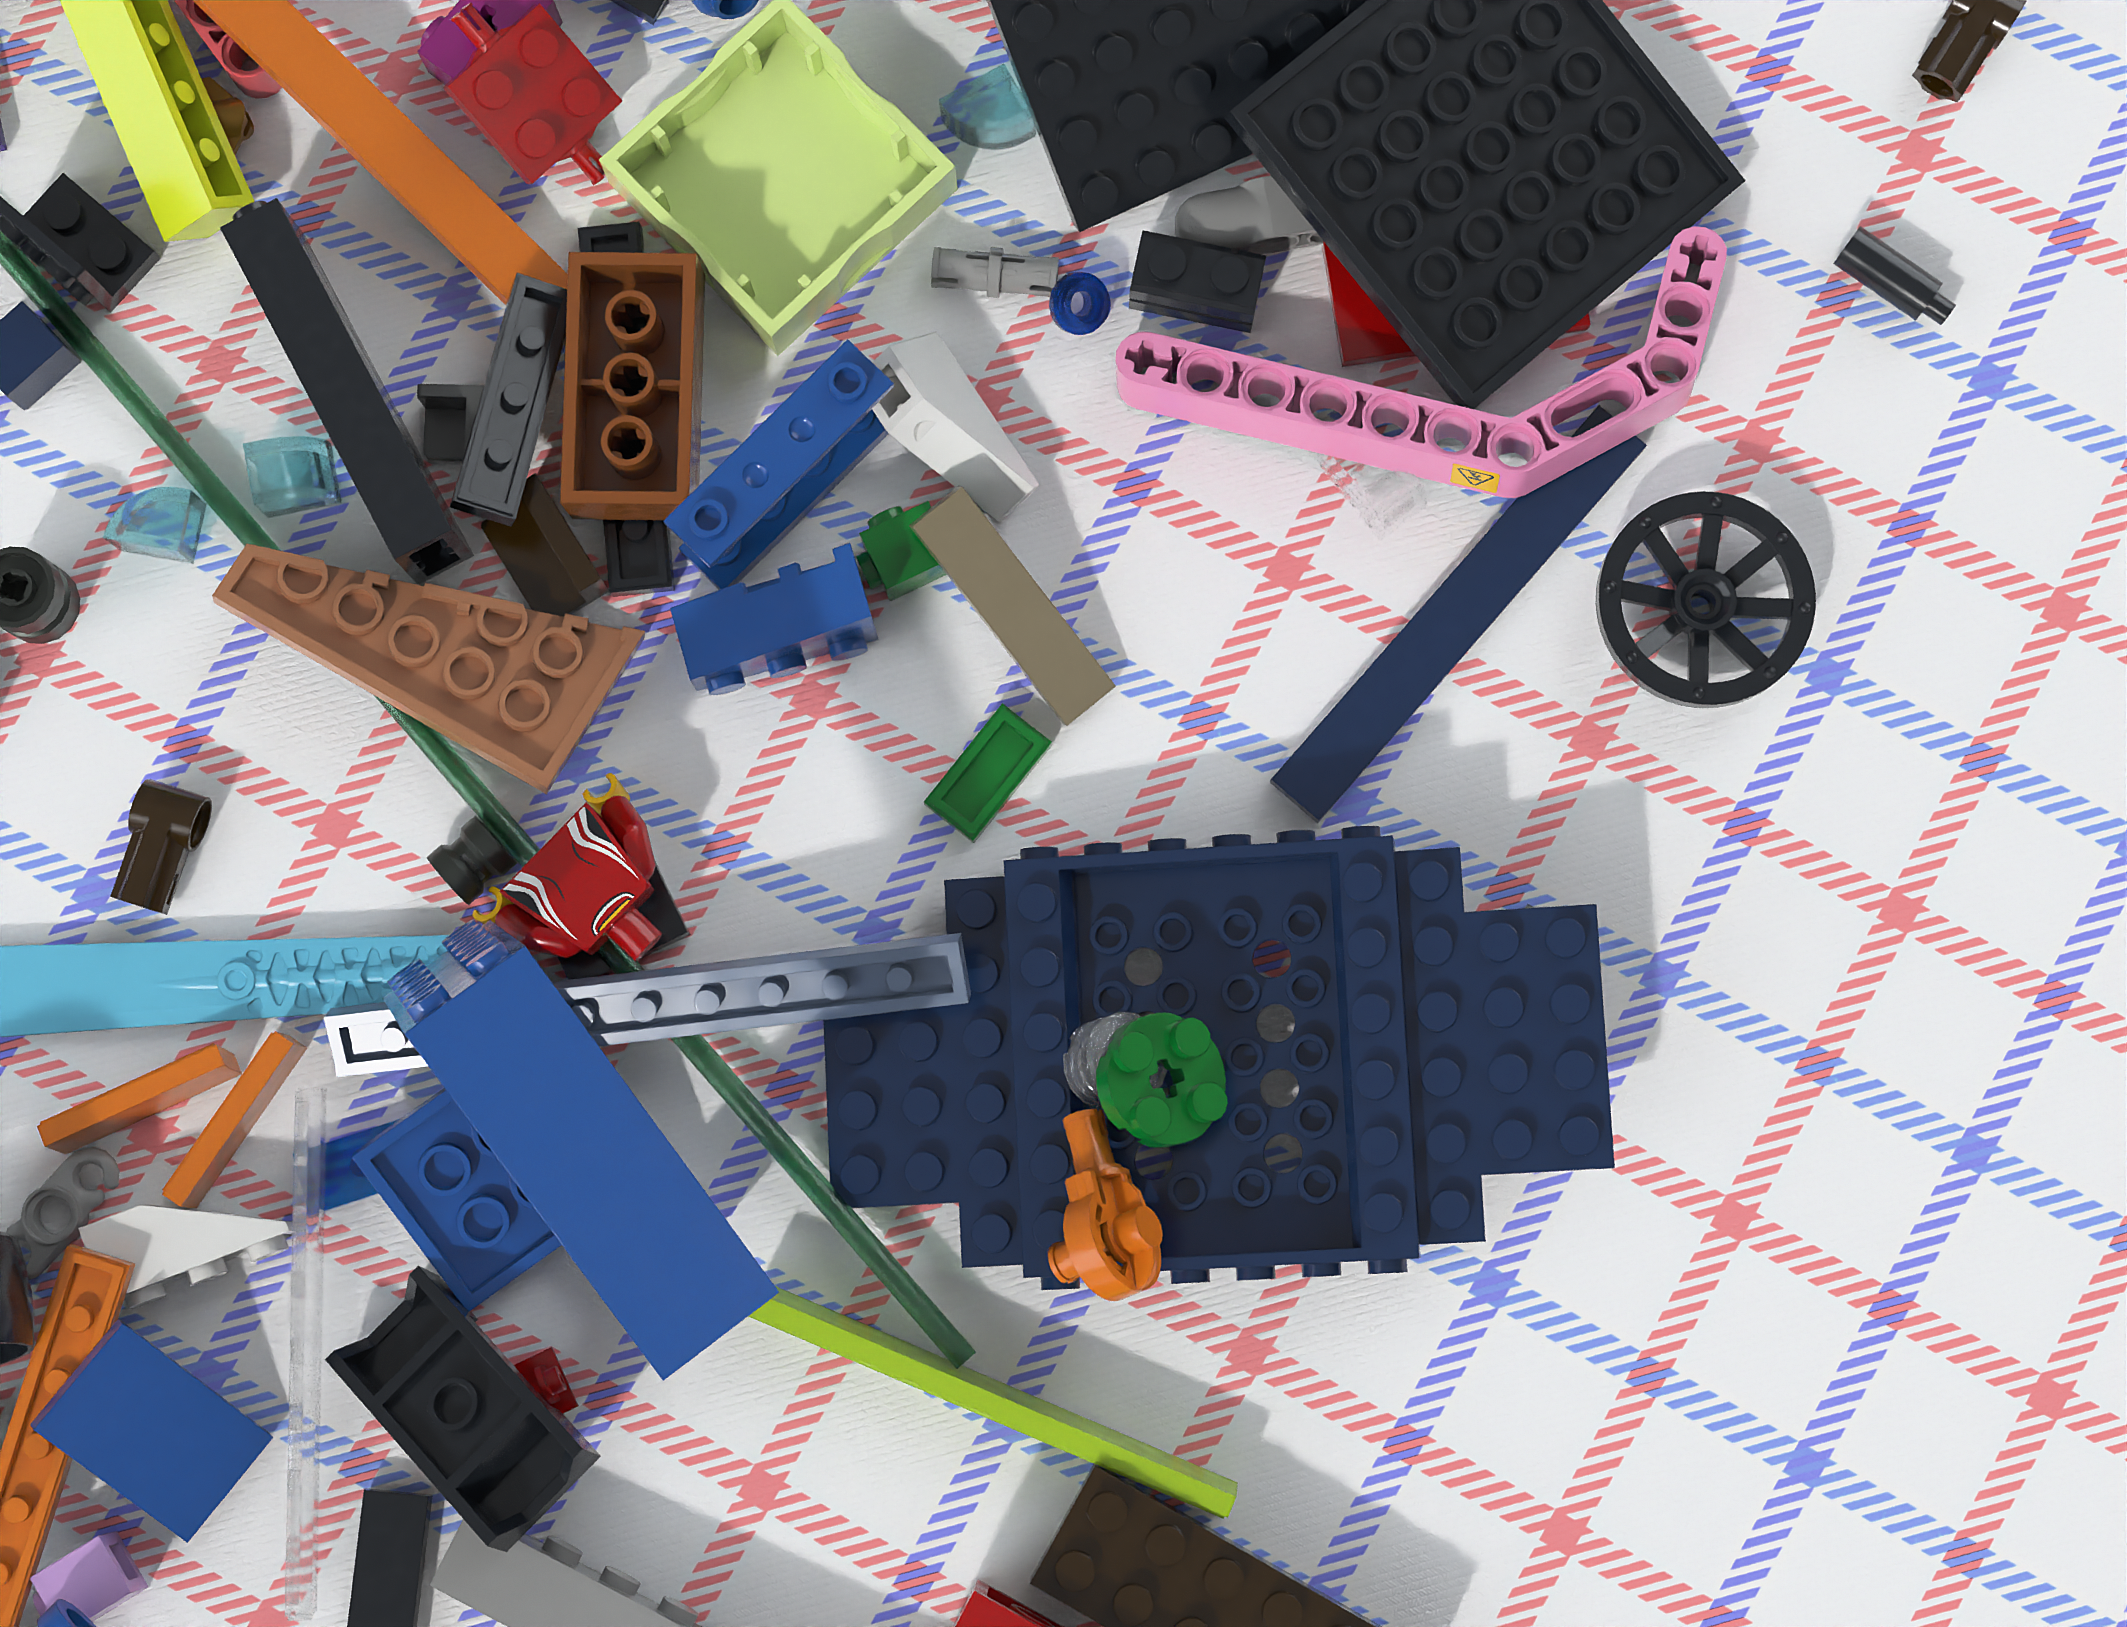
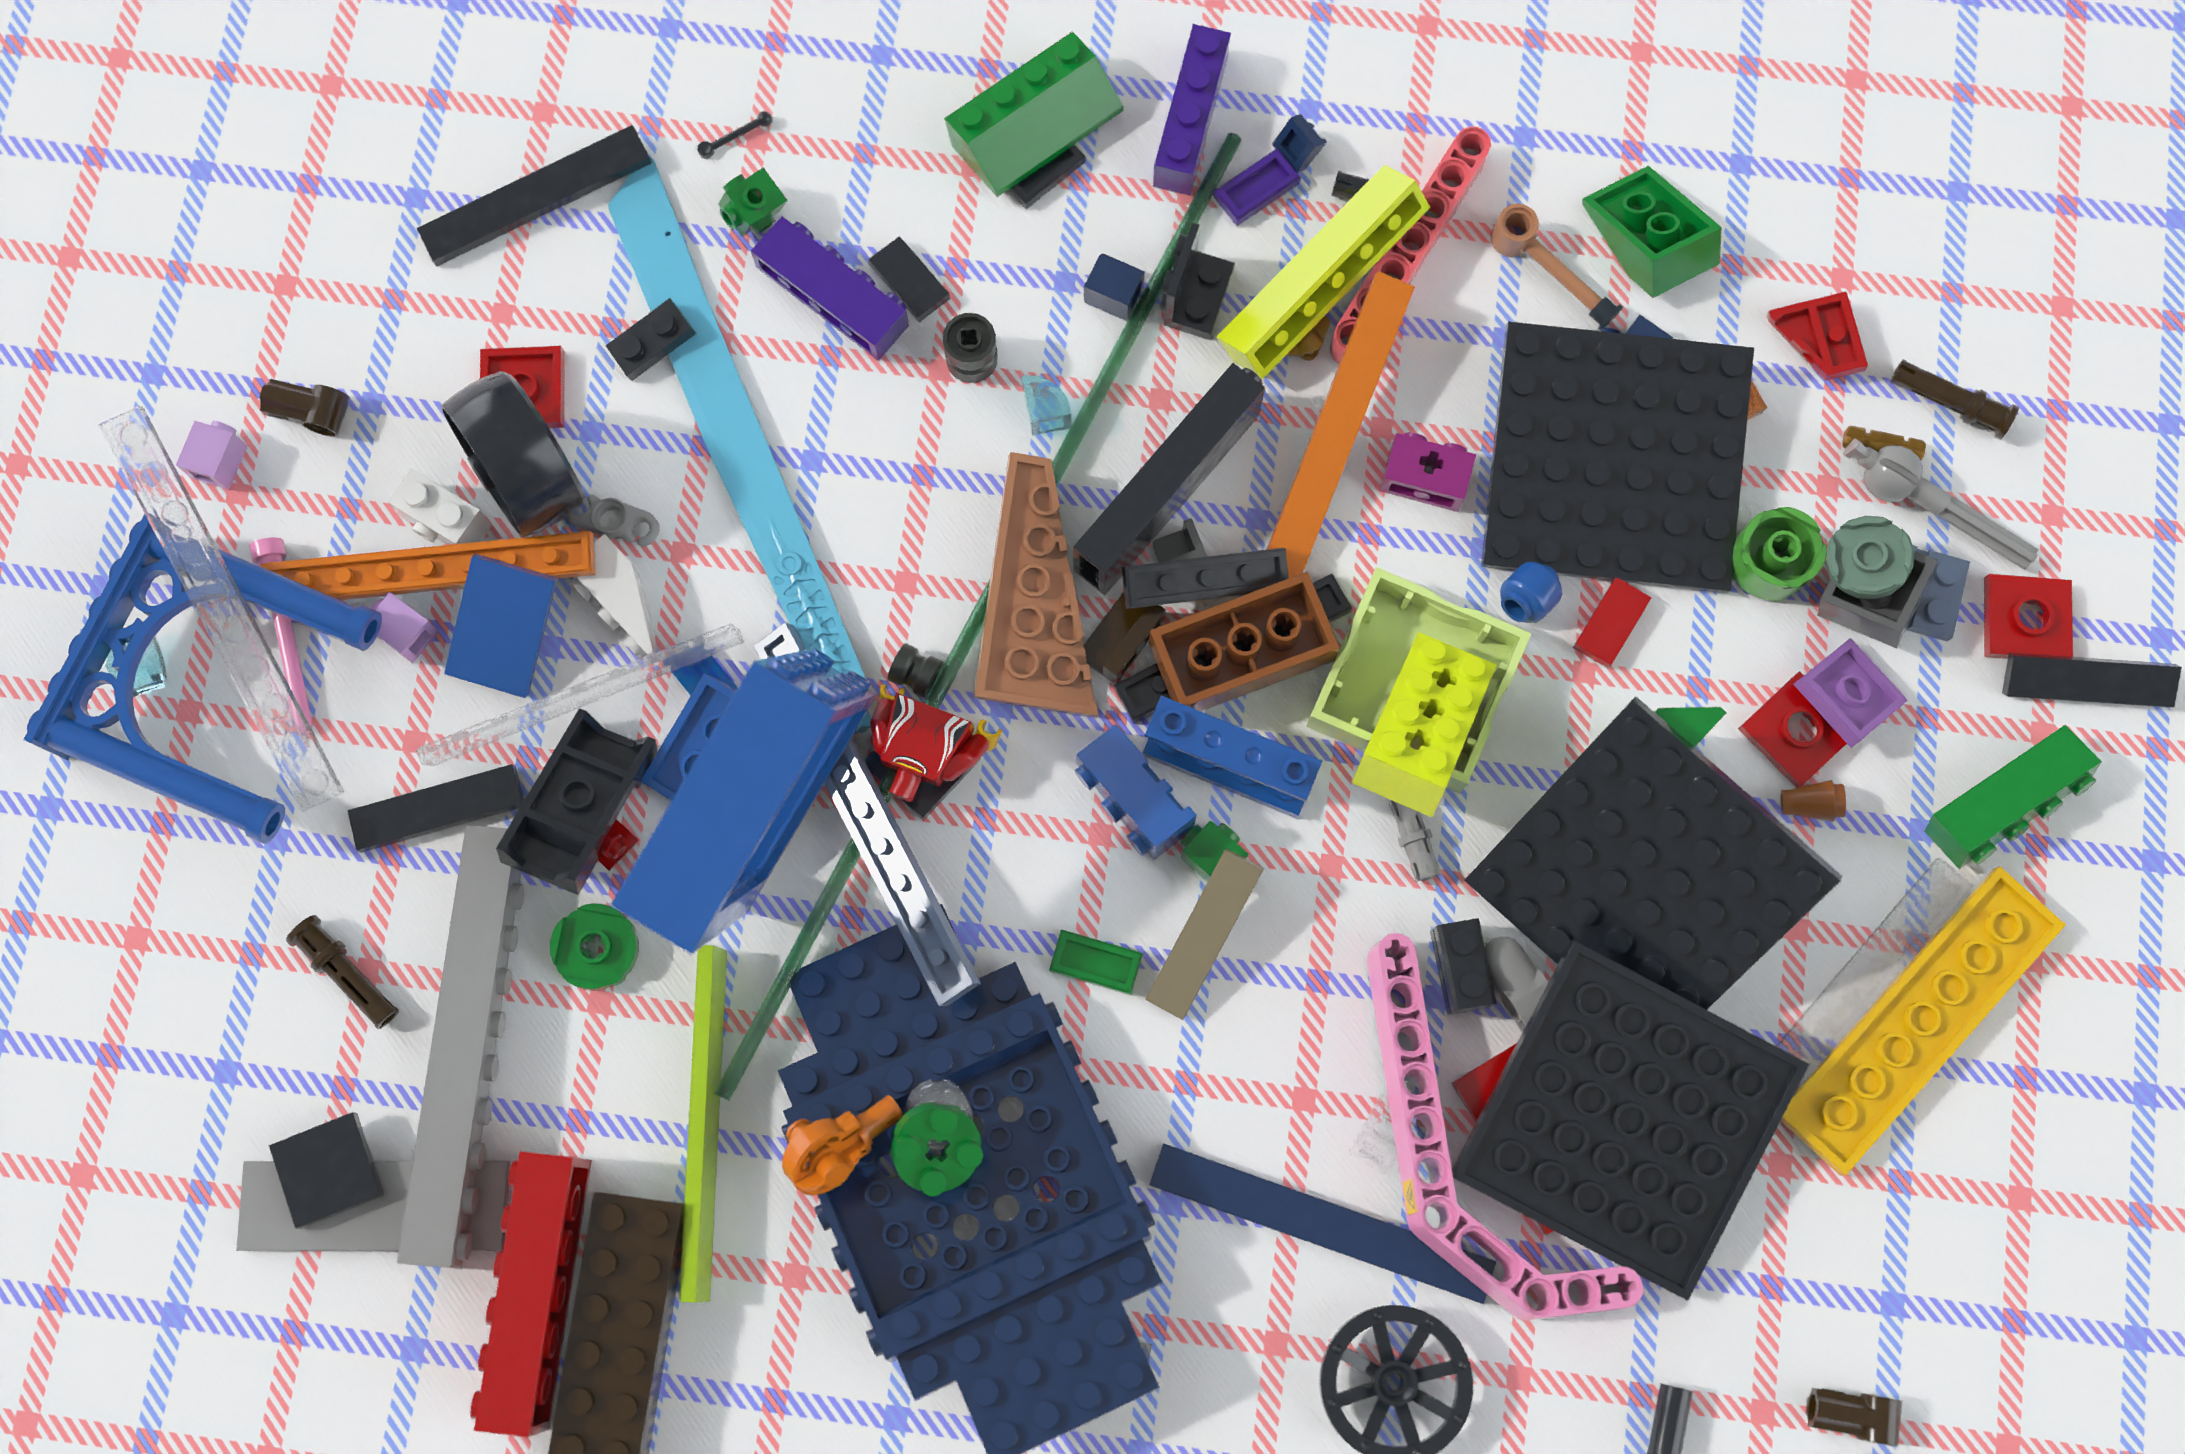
camera: 65 degrees right, 5 degrees down
(139, 1099) = (696, 537): orange tile -> none
(164, 829) = (864, 485): dark brown piece -> none
(233, 1120) = (704, 596): orange tile -> none
(291, 474) = (1106, 467): clear light blue brick -> none
(532, 93) = (1401, 510): red plate -> none
(643, 1473) = (581, 927): none -> green plate
(850, 185) = (1424, 724): none -> neon yellow brick
(949, 426) = (1303, 847): white slope -> none
(988, 112) = (1514, 791): clear light blue brick -> none
(1095, 303) = (1415, 909): clear blue plate -> none

